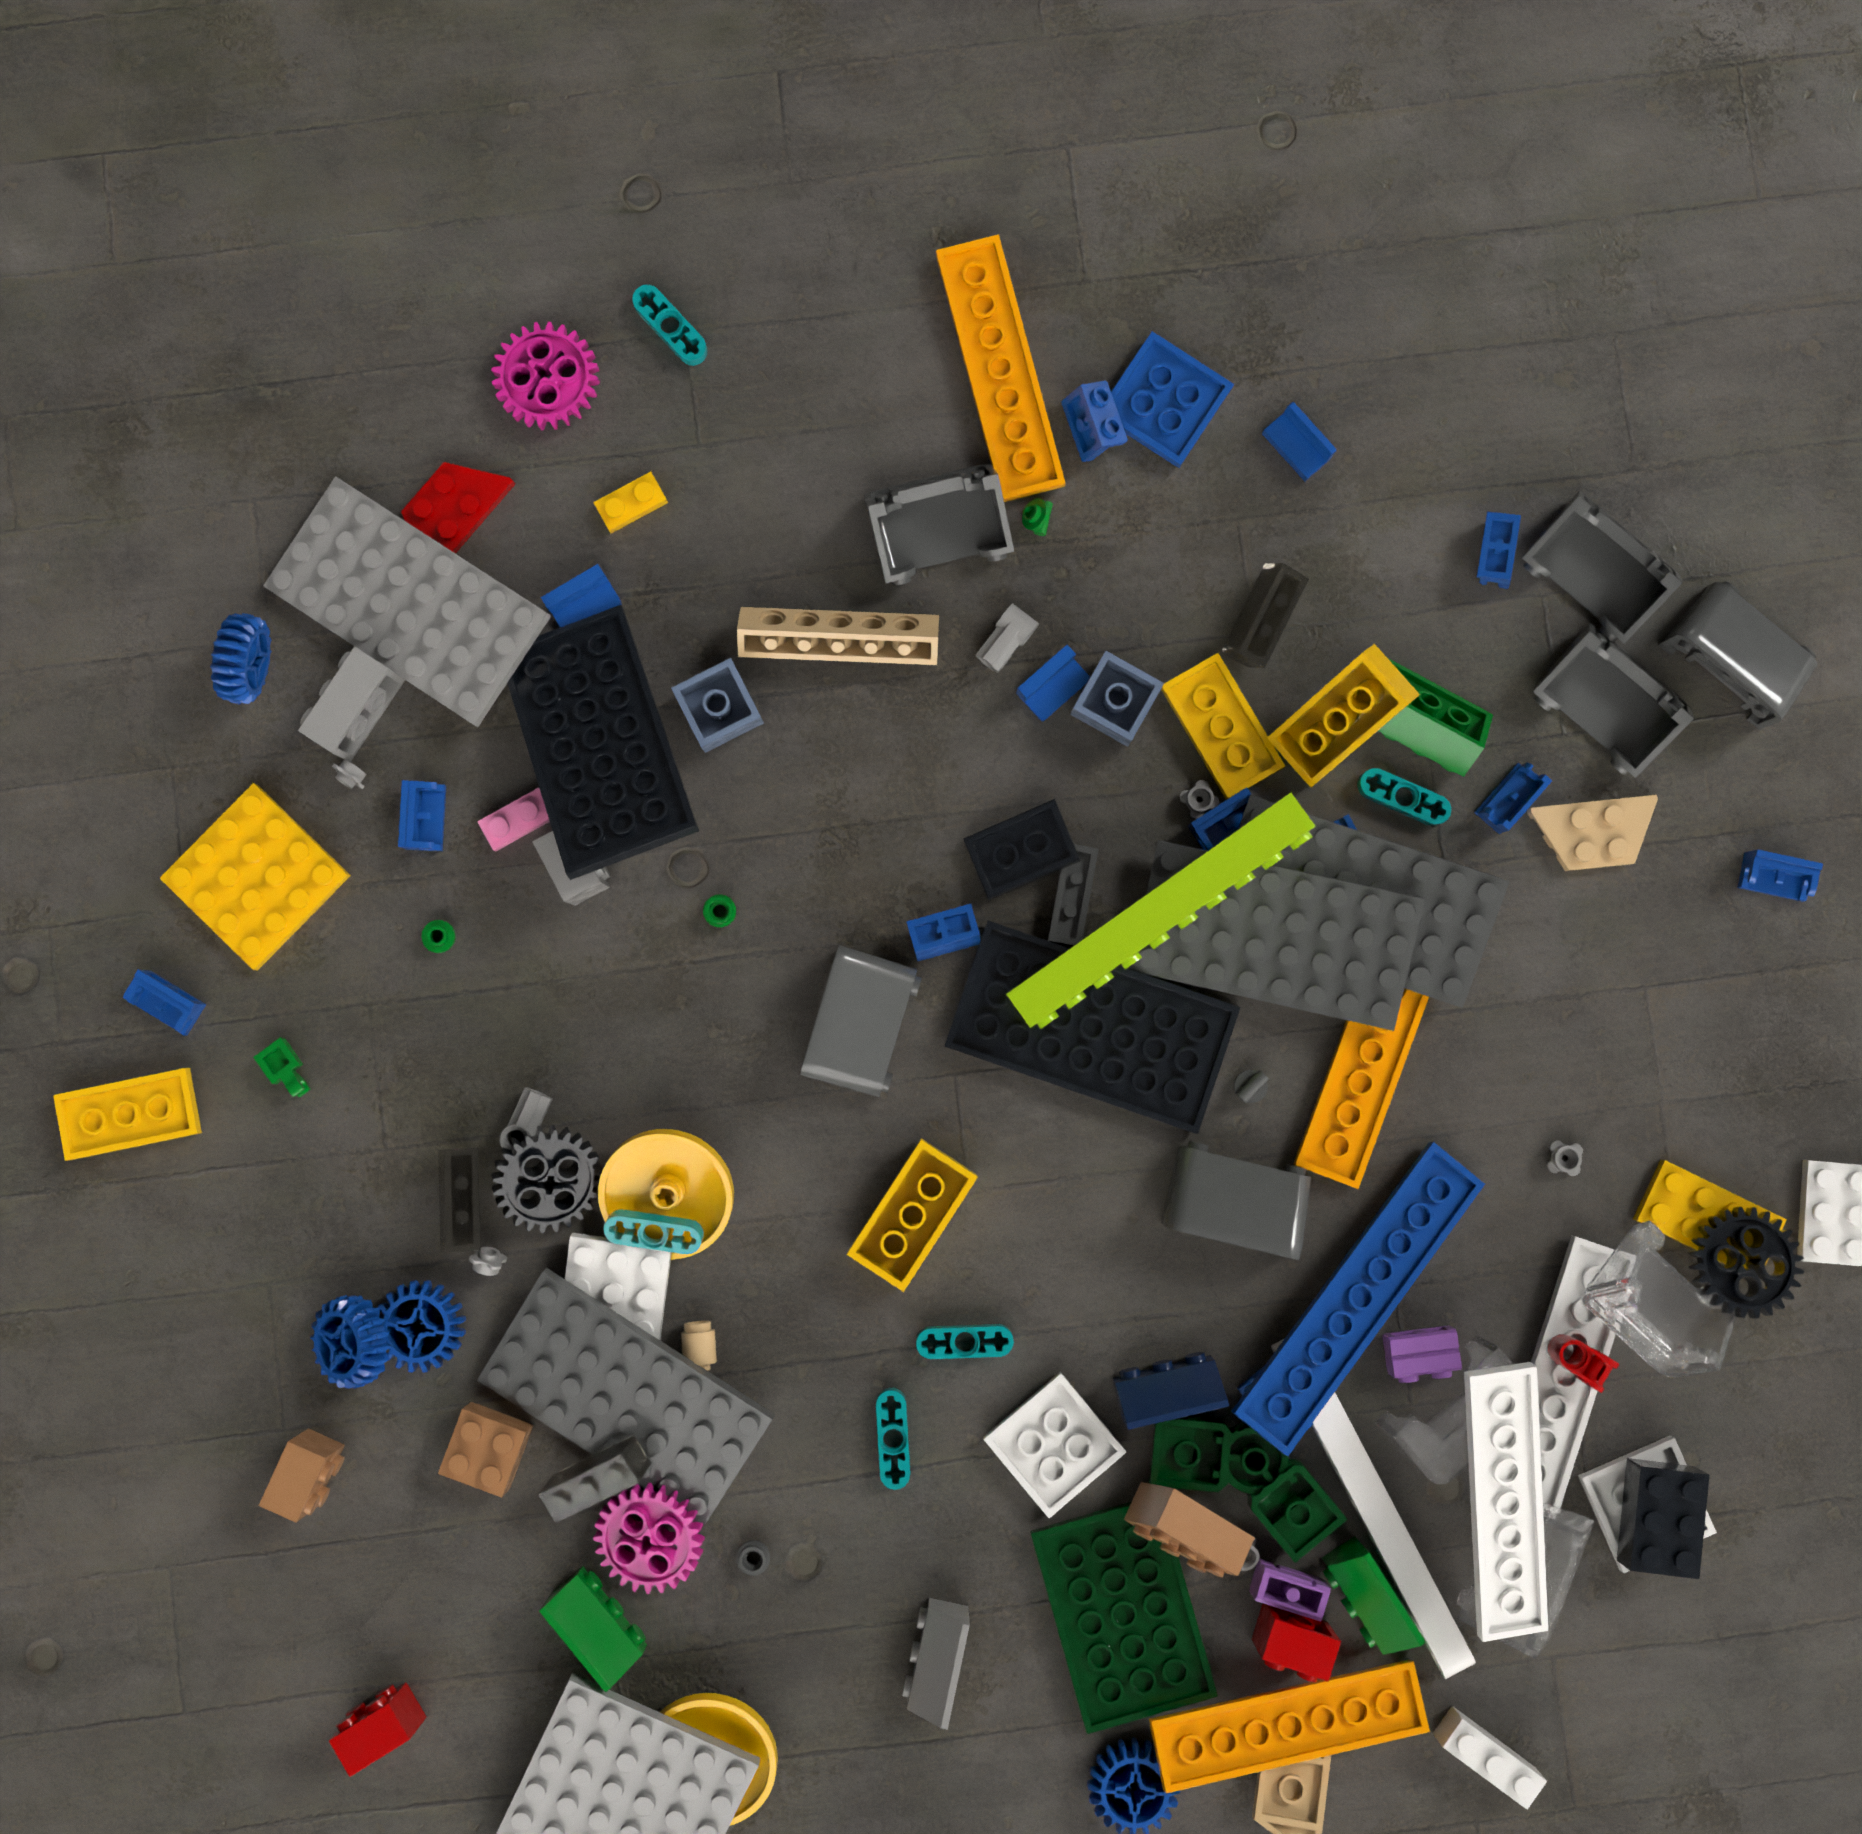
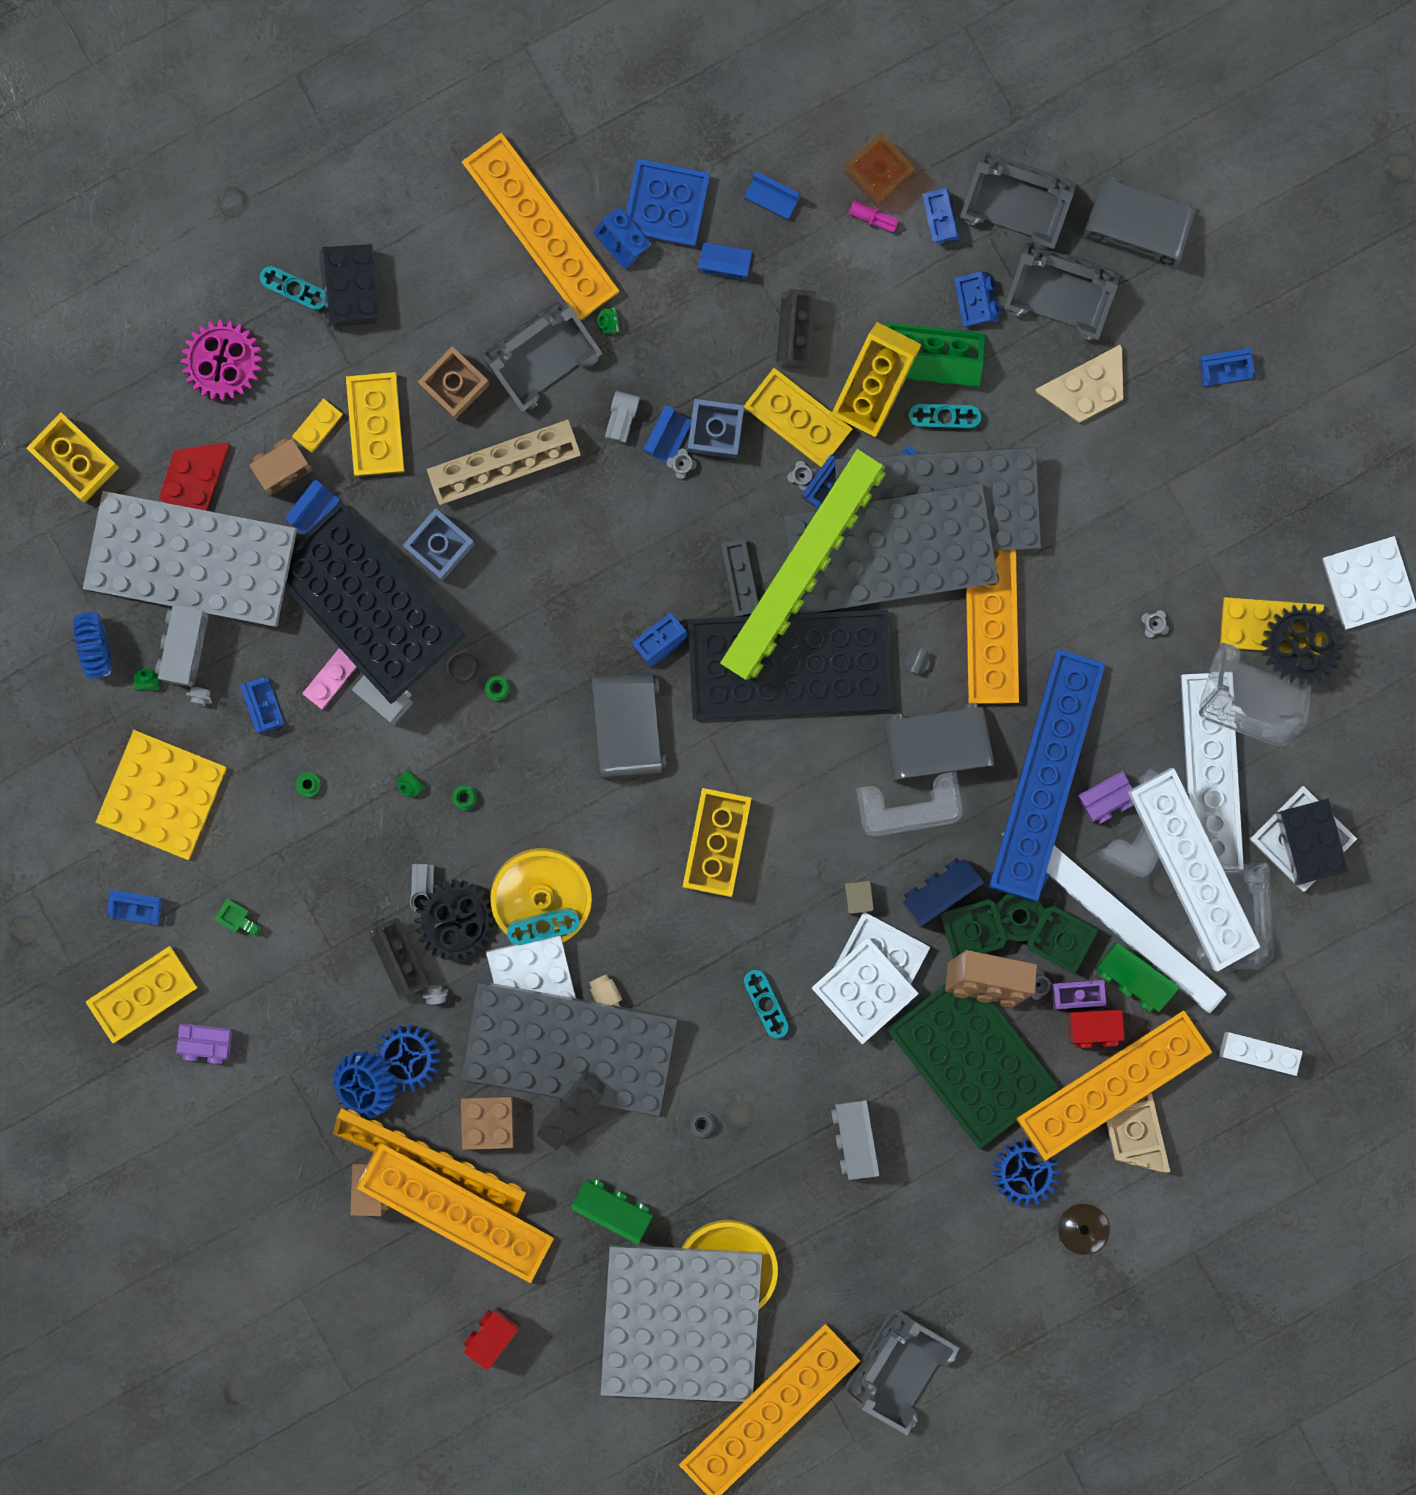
camera: 20 degrees left, 0 degrees up
(178, 1205) = (204, 1042): none -> medium lavender brick
(288, 728) = (146, 680): none -> green plate
(314, 420) = (72, 457): none -> yellow brick
(382, 1460) = (486, 1186): none -> light orange plate
(392, 1552) = (454, 1213): none -> light orange plate
(561, 531) = (280, 466): none -> medium nougat brick
(563, 987) = (409, 785): none -> green plate
(613, 1029) = (456, 797): none -> green plate
(642, 1565) = (621, 1116): dark pink gear -> none
(701, 527) = (375, 424): none -> yellow plate
(737, 344) = (349, 285): none -> black brick
(816, 514) = (453, 383): none -> medium nougat brick
(974, 1352) = (803, 904): teal beam -> none
(1022, 849) = (691, 560): black tile -> none
(1022, 1477) = (864, 990): none -> white plate
(1062, 1353) = (858, 897): none -> dark tan panel
(1065, 729) = (681, 471): none -> light grey plate
(1208, 500) = (724, 261): none -> blue panel
(1210, 1290) = (940, 812): none -> clear windscreen
(1413, 517) = (873, 216): none -> dark pink axle
(1445, 461) = (879, 170): none -> clear orange brick
(1502, 668) = (977, 298): none -> blue bracket
(1512, 797) = (1019, 387): blue hinge -> none
(1585, 1363) = (1221, 758): red piece -> none

